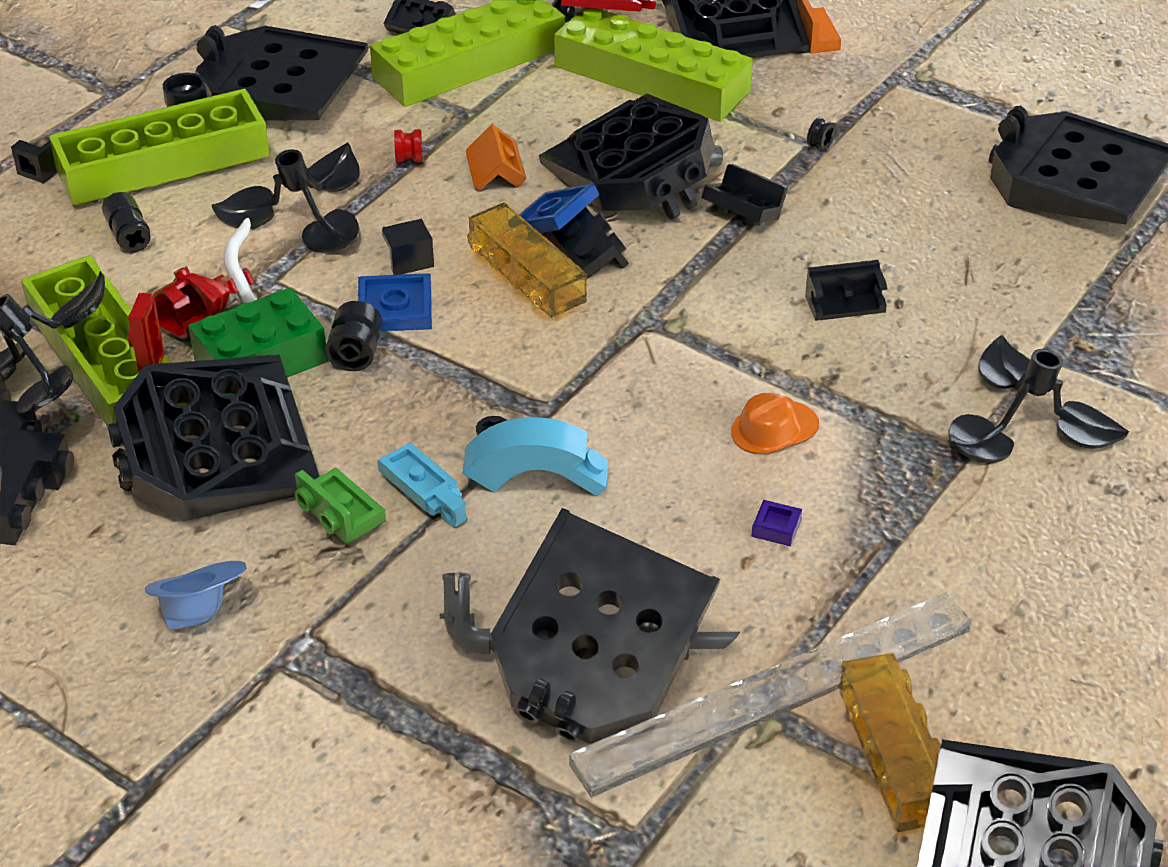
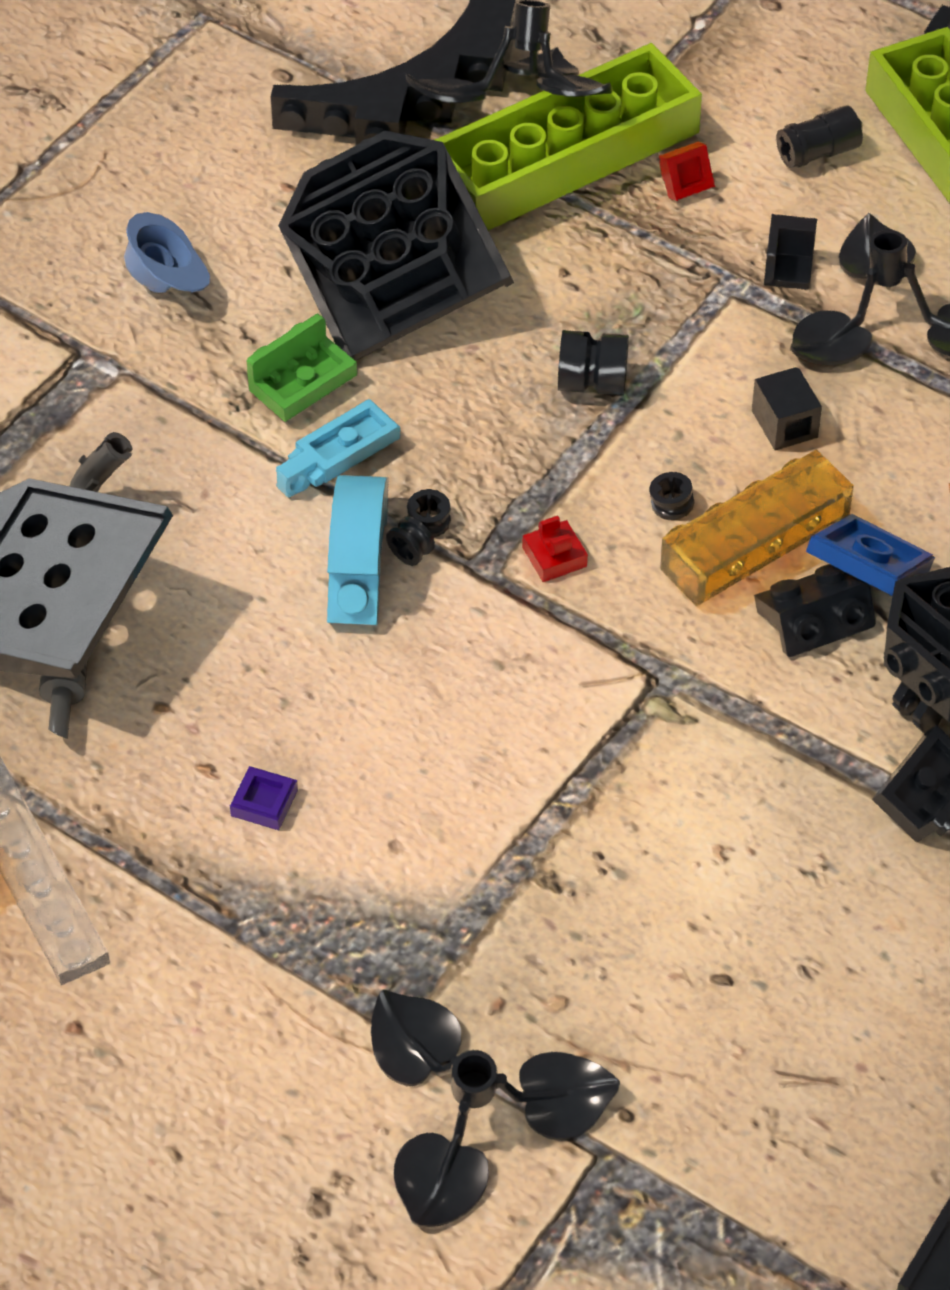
camera: 90 degrees right, 10 degrees up
(142, 283) = (686, 171): none -> red tile
(145, 331) = (494, 136): red plate -> none
(195, 297) = (652, 213): red helmet -> none
(254, 249) = (790, 251): none -> black panel
(263, 328) = (579, 273): green brick -> none
(400, 299) = (686, 410): blue tile -> none
(482, 302) = (670, 507): none -> black bush
(532, 368) = (554, 549): none -> red tile
(773, 423) = (450, 808): orange piece -> none
(845, 290) = (720, 900): black hinge -> none

